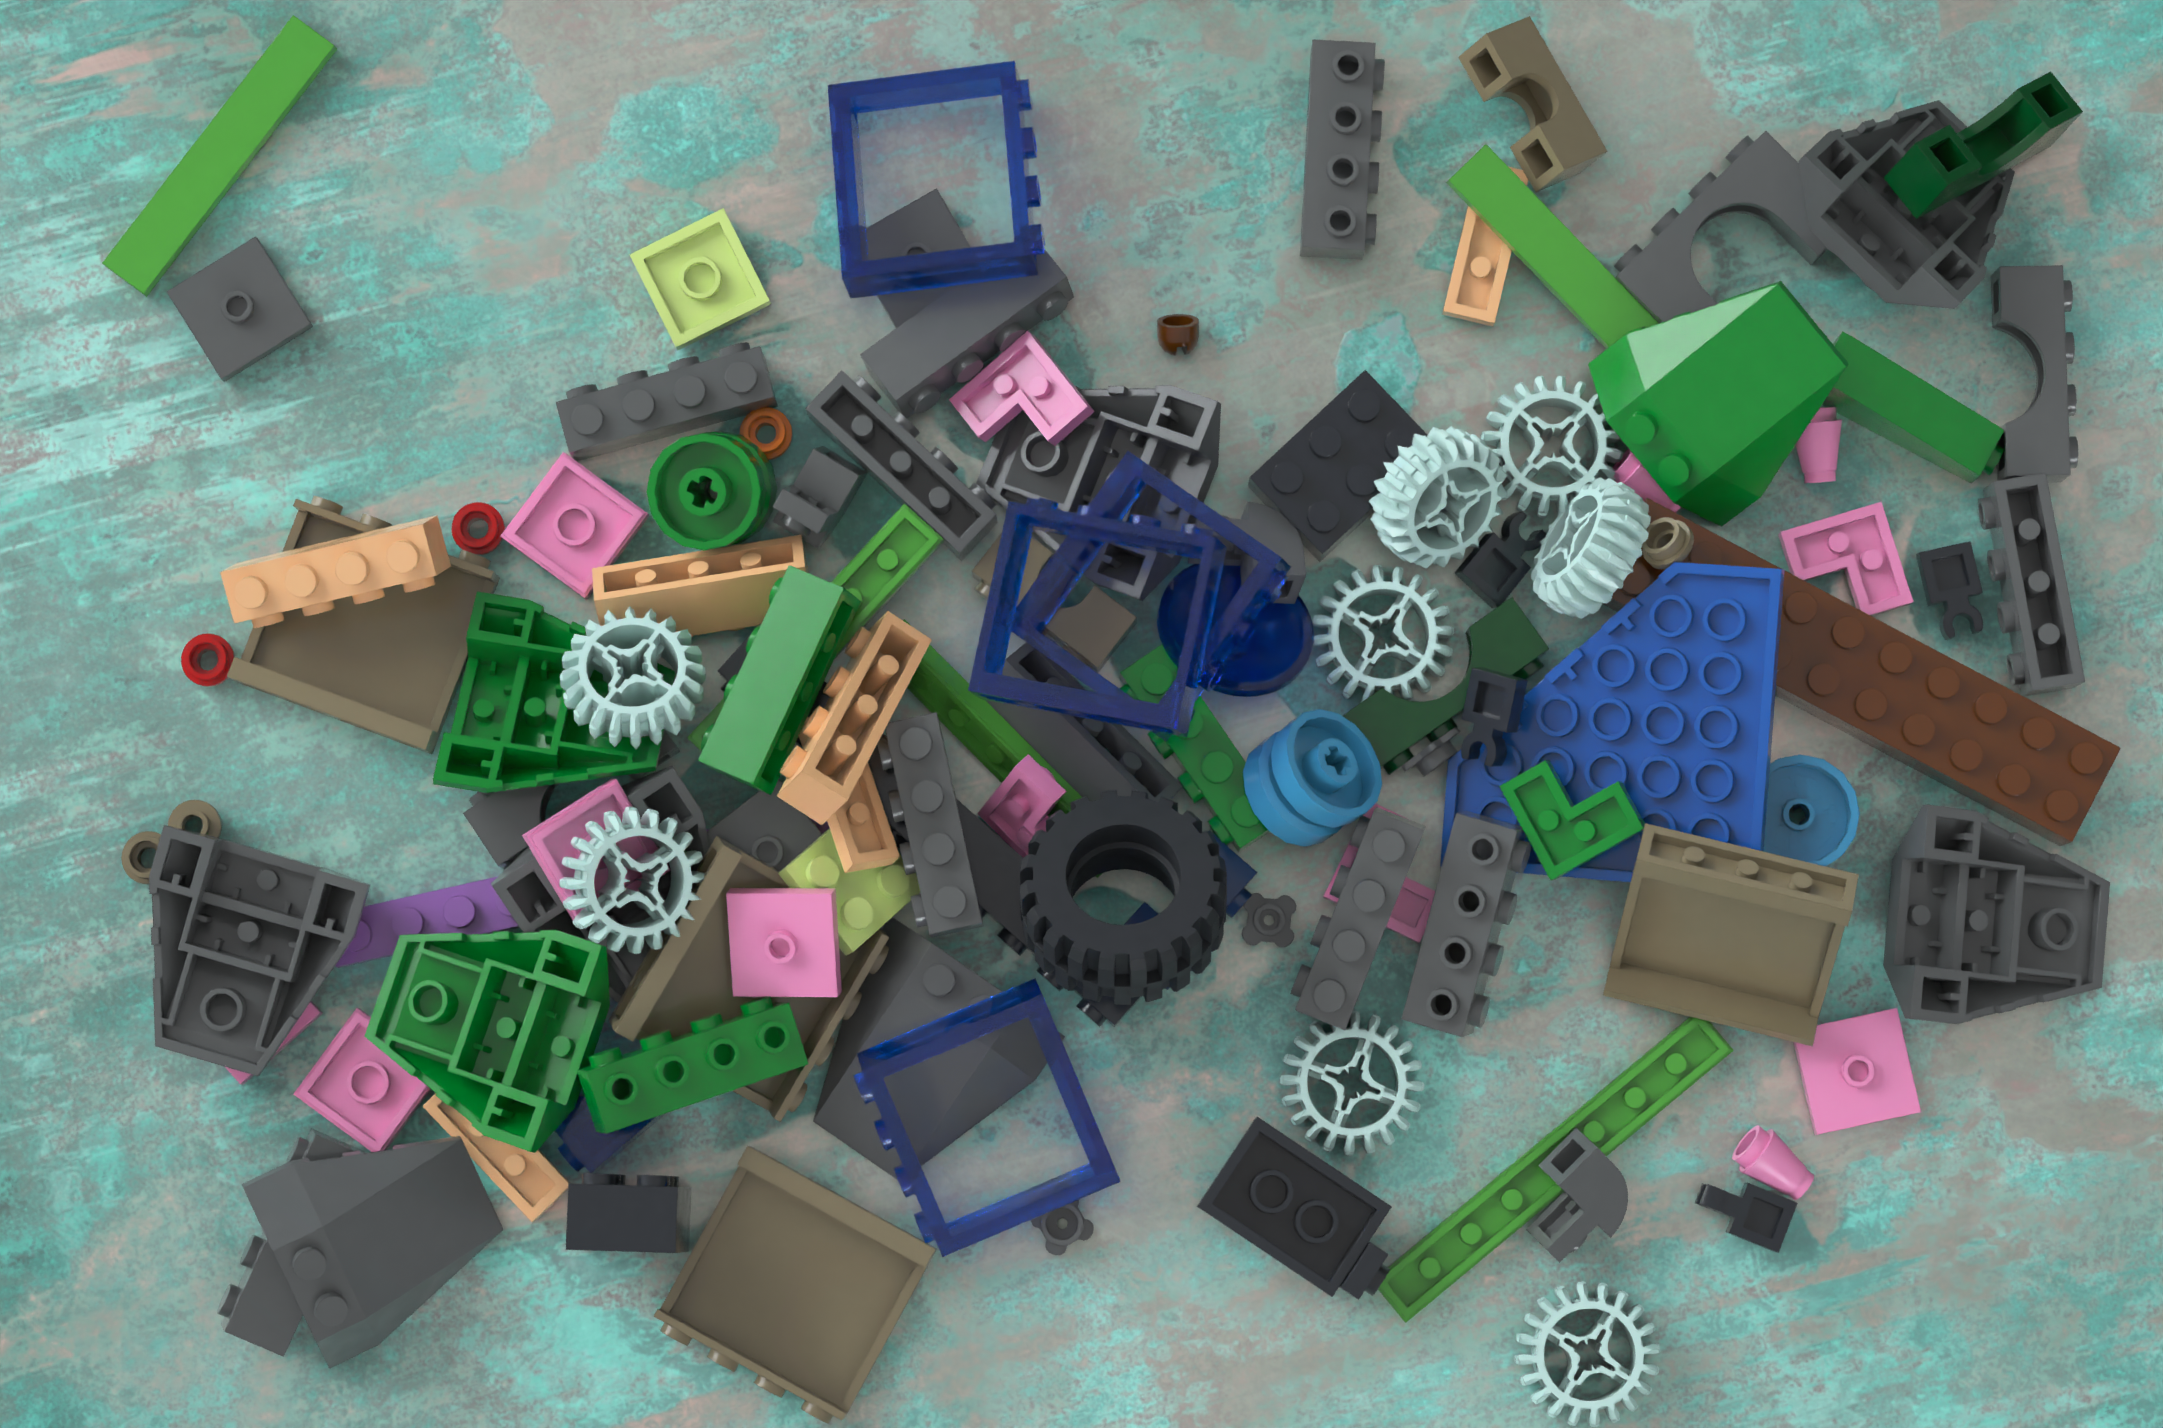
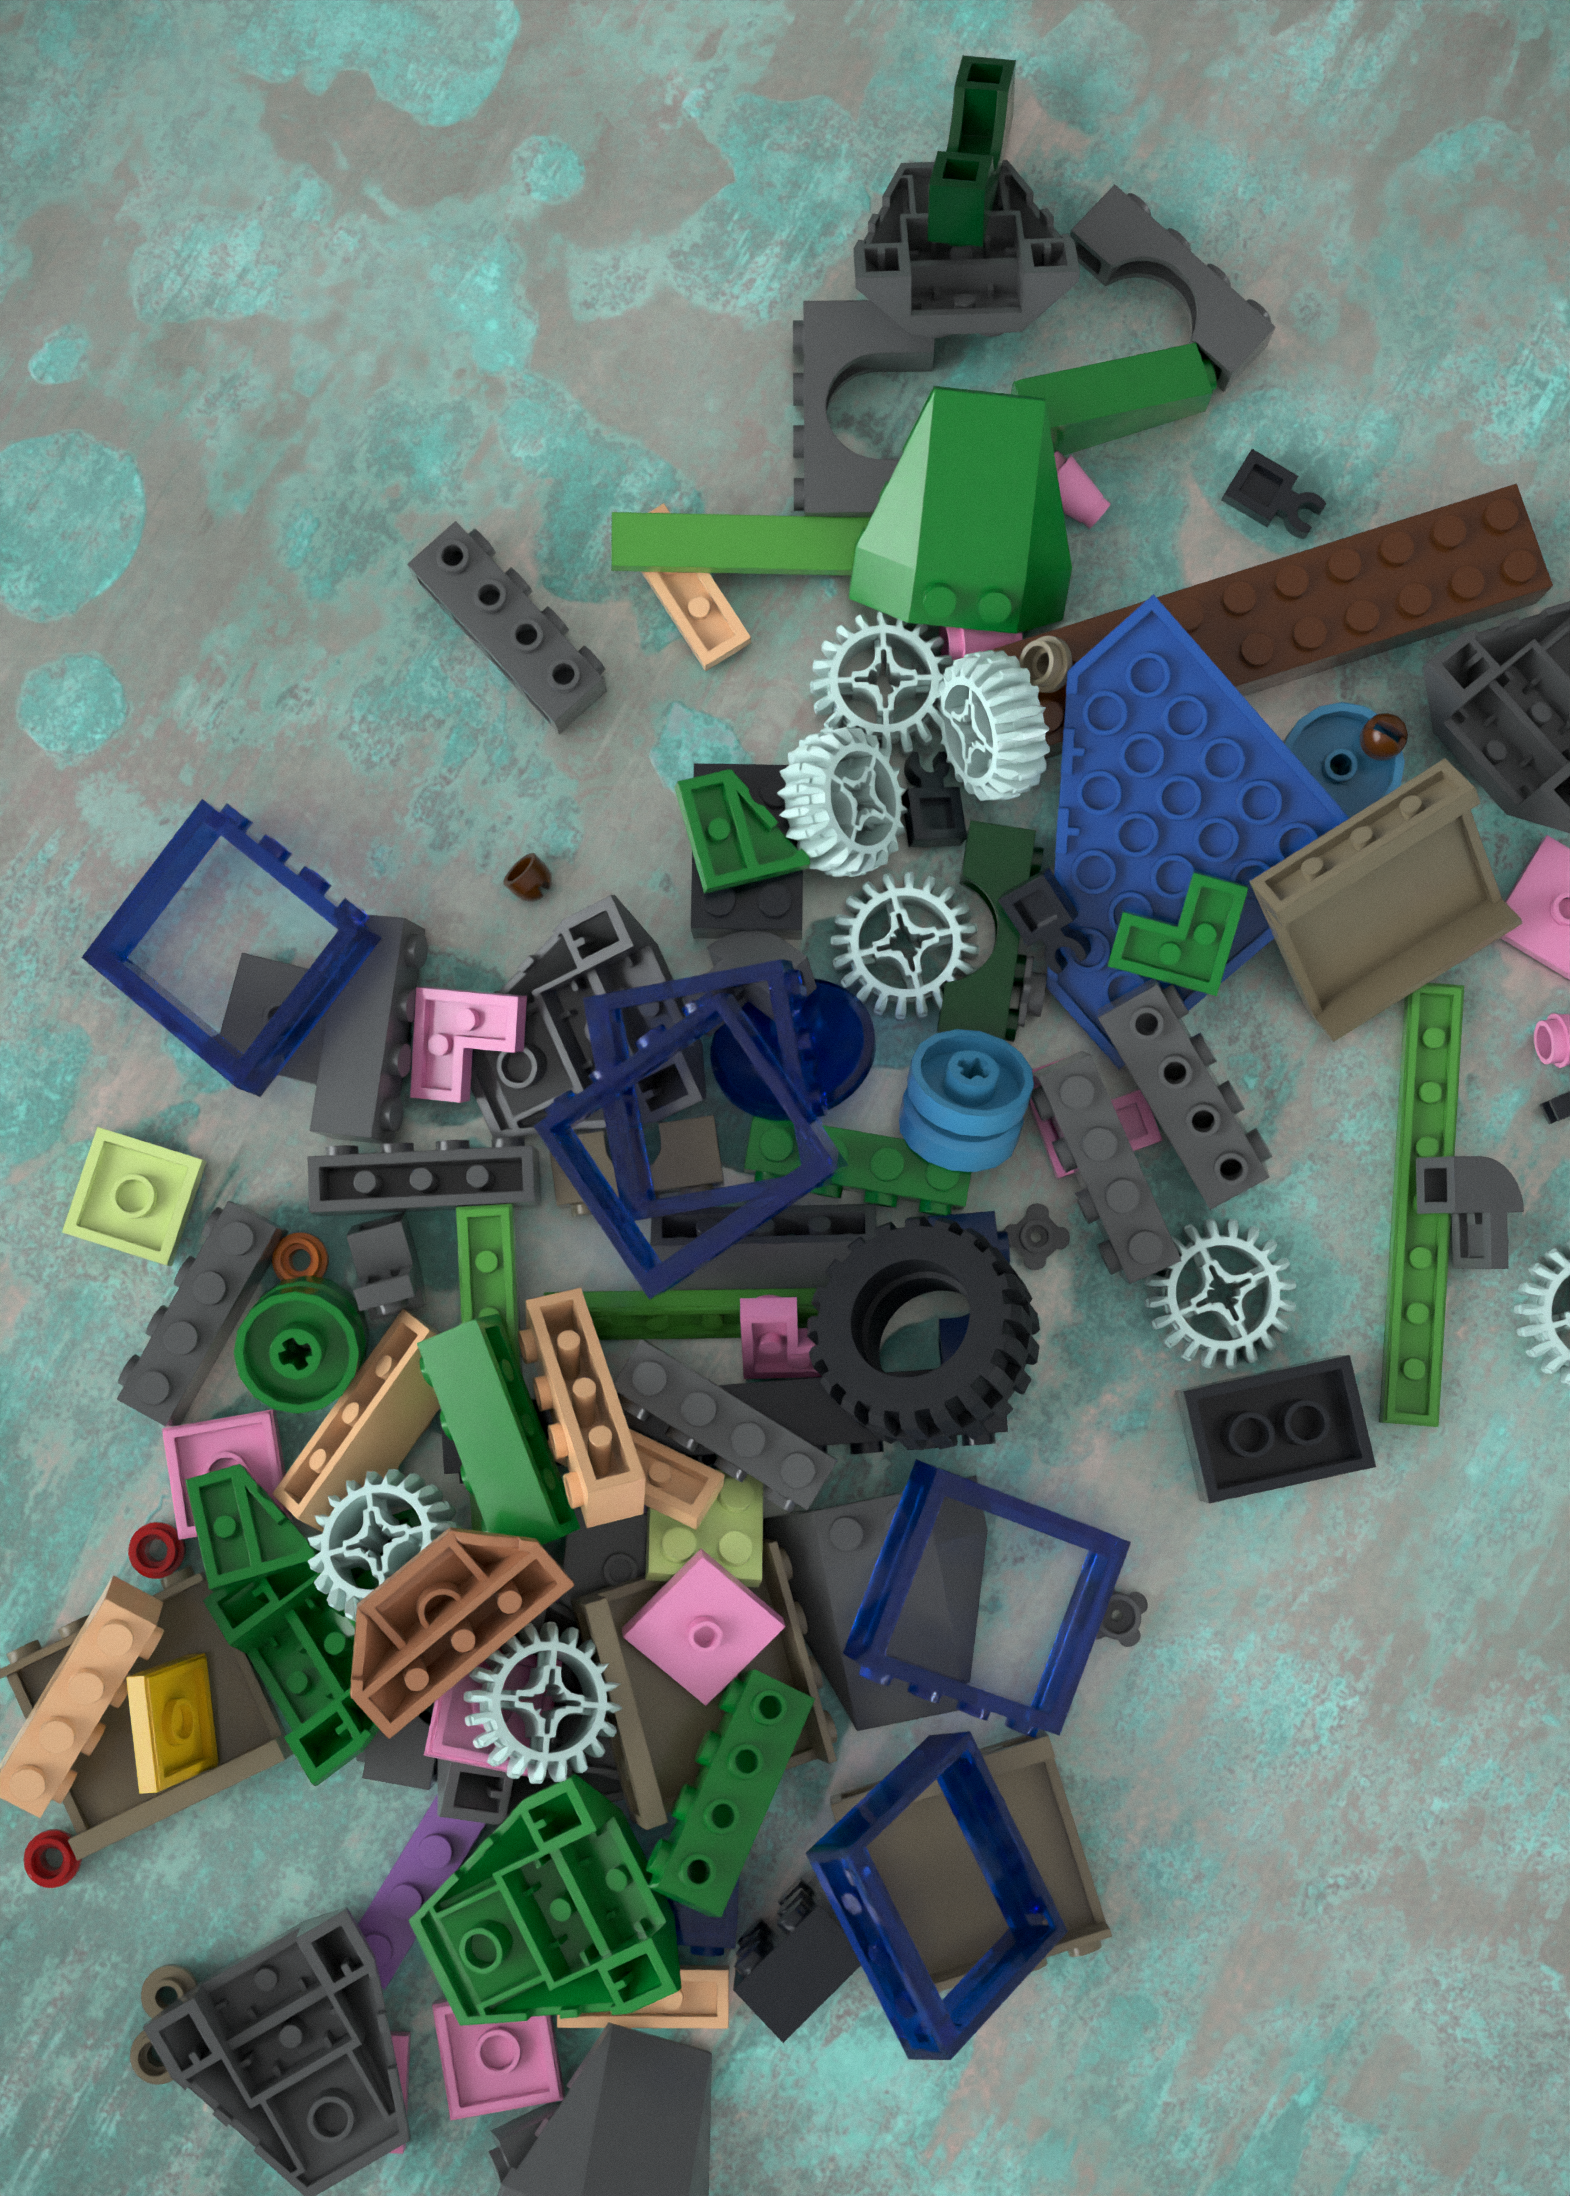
camera: 45 degrees left, 0 degrees up
(379, 649) = (172, 1722): none -> yellow plate
(550, 571) = (242, 1529): none -> green wing
(629, 758) = (445, 1619): none -> nougat wedge
(697, 1245) = (920, 2018): none -> clear blue window
(1340, 443) = (733, 834): none -> green wing
(1366, 1273) = (1382, 1422): black plate -> none
(1521, 67) = (581, 434): dark tan arch -> none
(1834, 827) = (1379, 745): none -> reddish brown hinge
(1860, 546) = (1174, 533): bright pink plate -> none
(2032, 585) = (1329, 433): dark grey brick -> none

